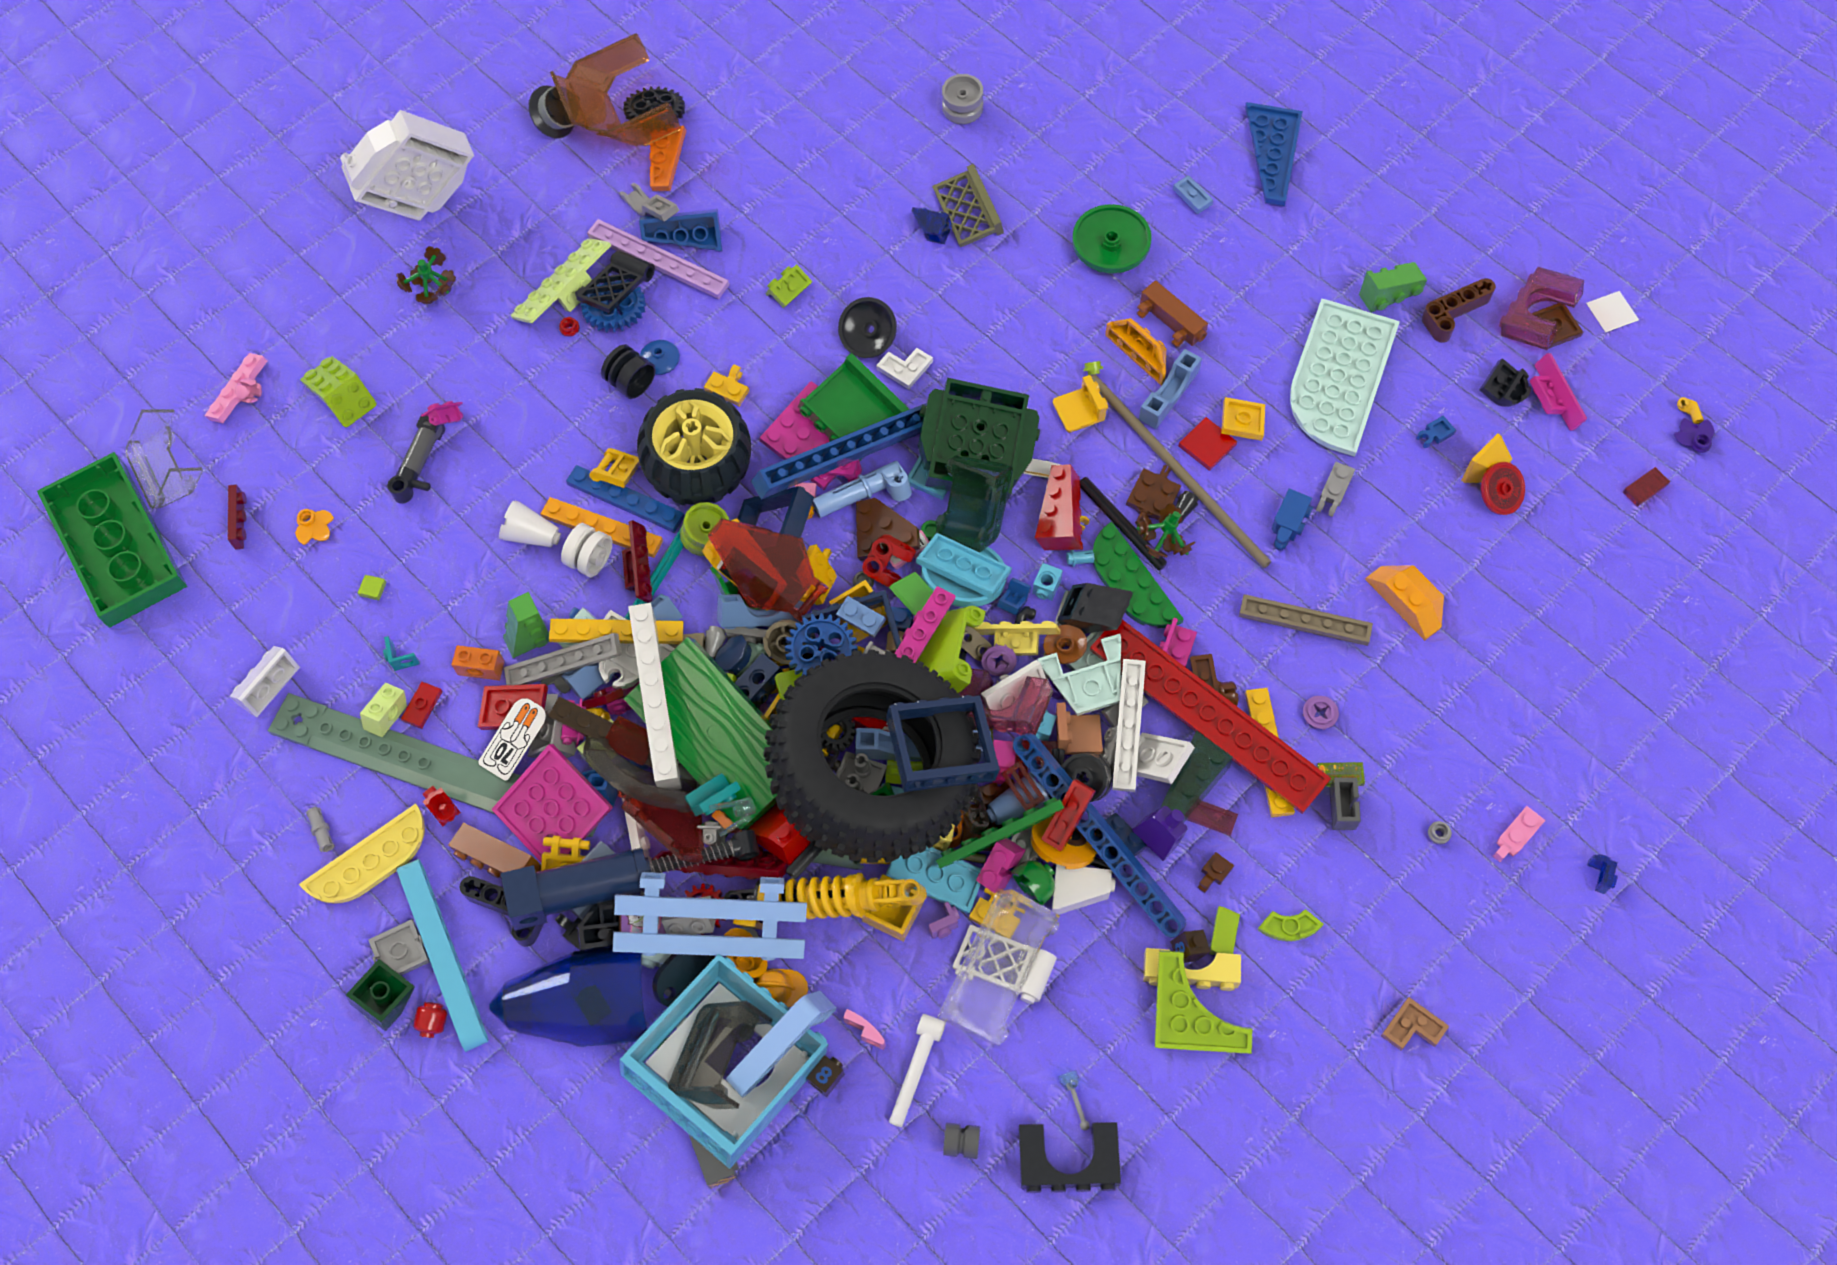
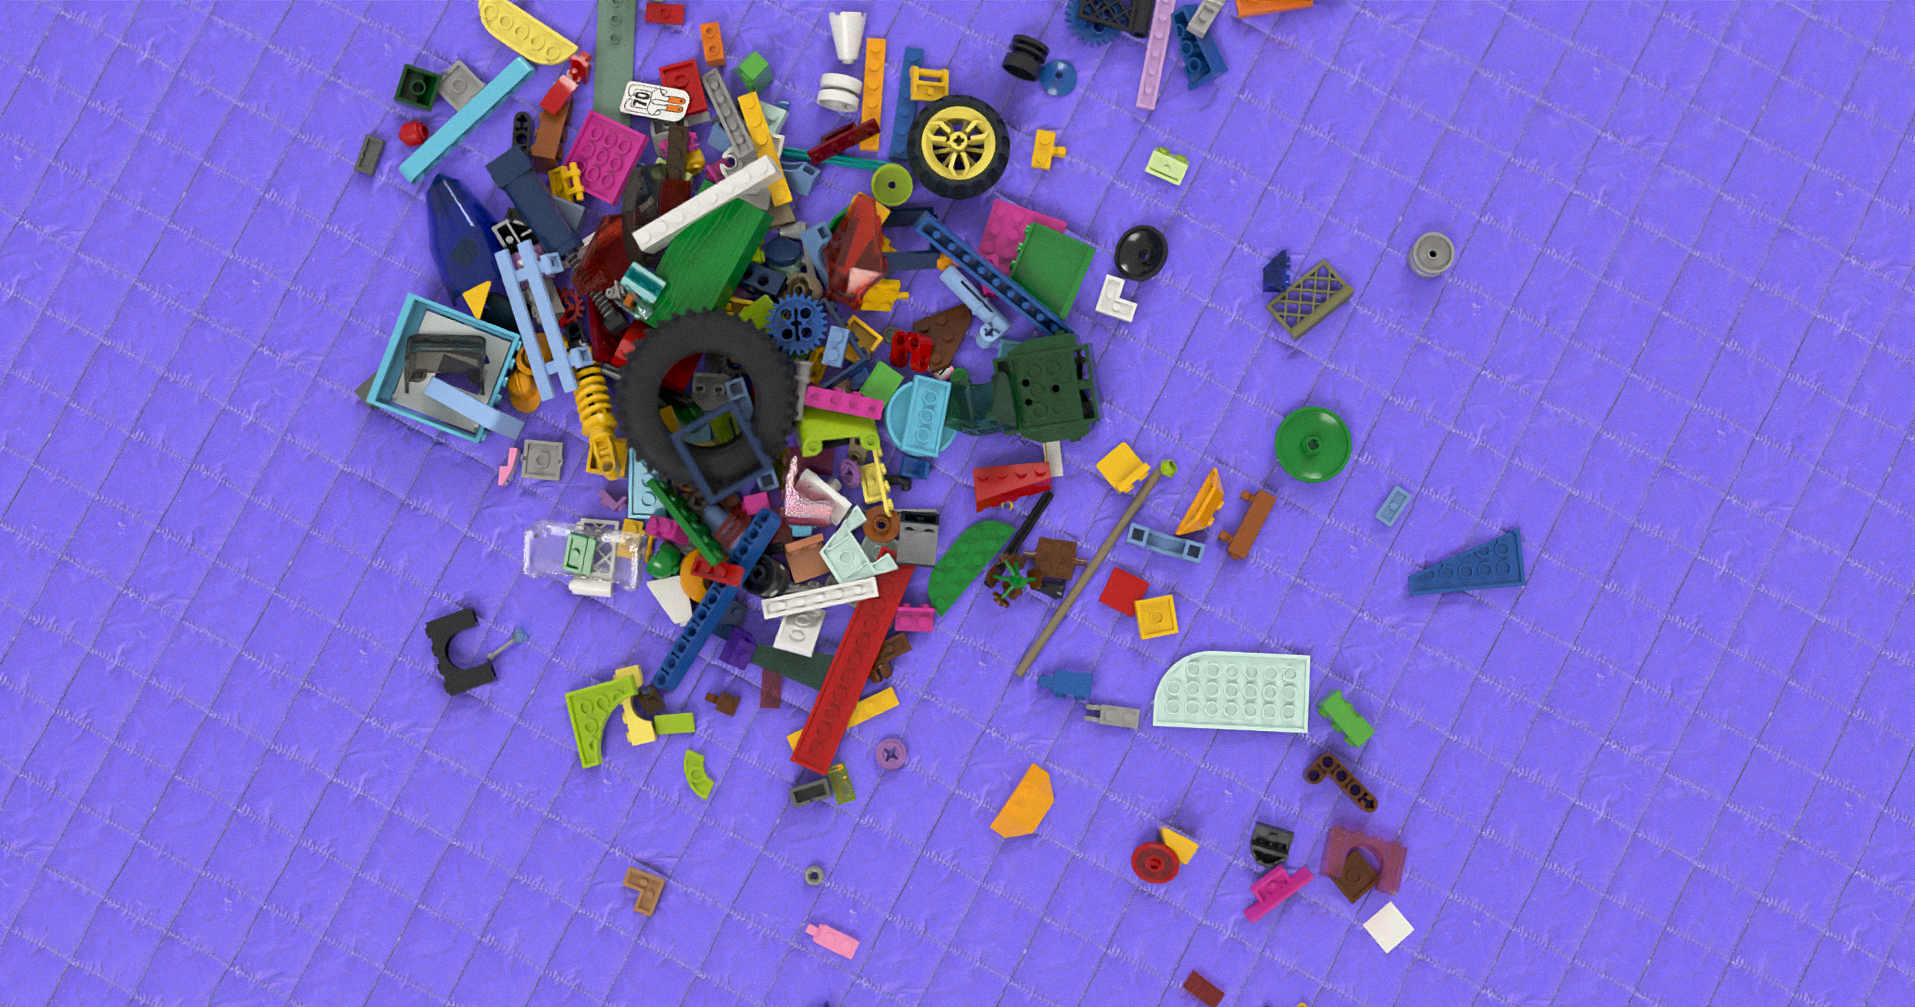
camera: 65 degrees right, 20 degrees up
(432, 1081) = (369, 155): none -> dark grey plate
(462, 831) = (559, 94): none -> red slope
(602, 697) = (710, 159): dark red plate -> none
(657, 988) = (476, 298): none -> yellow slope
(826, 1075) = (465, 449): dark brown brick -> none
(870, 988) = (542, 460): none -> light grey plate
(930, 1031) = (524, 516): white piece -> none
(961, 1140) = (447, 567): dark grey wheel -> none
(997, 969) = (579, 553): none -> plate
(1047, 574) = (946, 487): medium azure brick -> none
(1079, 557) = (970, 508): medium azure pin -> none
(1305, 620) = (973, 720): dark tan plate -> none
(1437, 430) = (1201, 793): blue plate -> none

